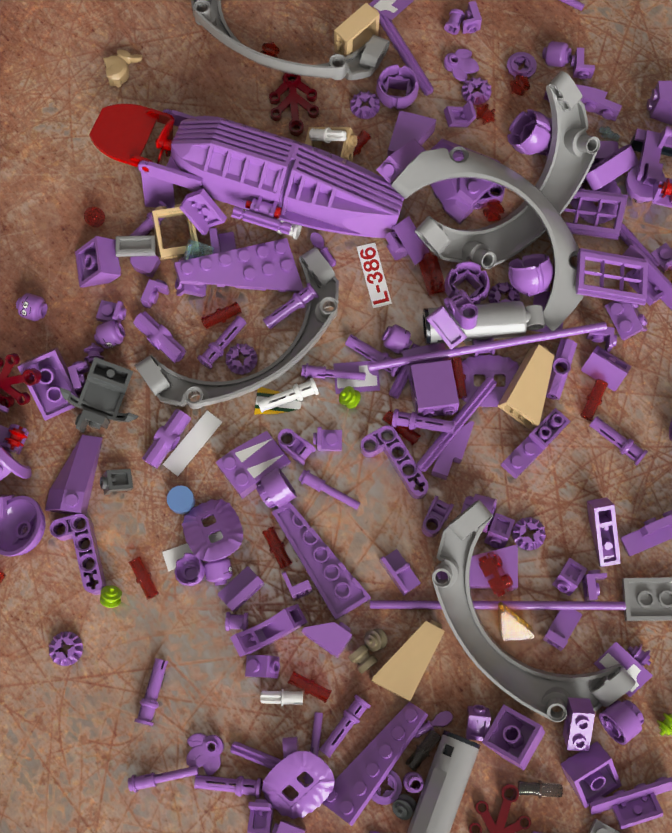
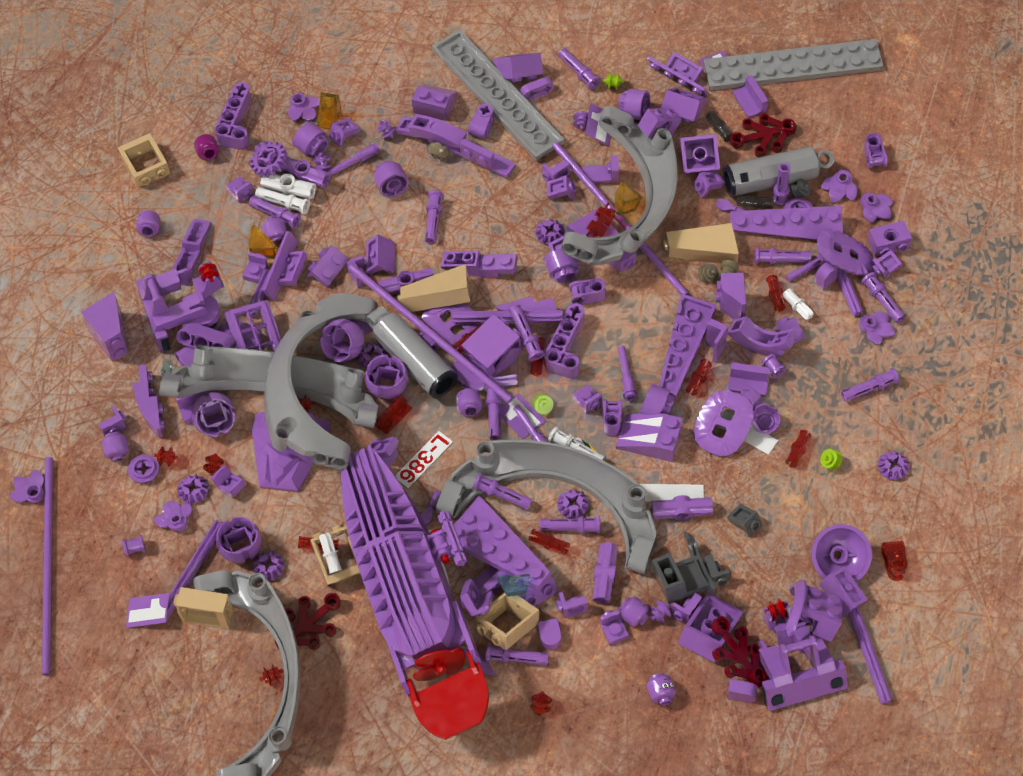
camera: 125 degrees left, 15 degrees down
(74, 483) = (774, 548): medium lavender wedge -> none
(83, 555) = (818, 499): medium lavender beam -> none
(97, 262) = (580, 668): medium lavender slope -> none
(135, 246) = (543, 643): light grey tile -> none
(150, 780) = (926, 346): medium lavender pin -> none
(180, 499) = (719, 465): medium blue piece -> none
(399, 160) = (315, 481): medium lavender slope -> none
(400, 572) = (647, 290): medium lavender panel -> none
(410, 127) = (278, 508): medium lavender slope -> none
(410, 240) = (378, 438): medium lavender sticker -> none
(446, 327) = (438, 359): tile -> none
(460, 307) = (416, 356): medium lavender piece -> none
(473, 18) = (119, 532): medium lavender bracket -> none
(594, 399) = (413, 248): clear red pin -> none
(604, 531) = (508, 187): medium lavender slope -> none
(607, 293) = (318, 270): medium lavender piece -> none

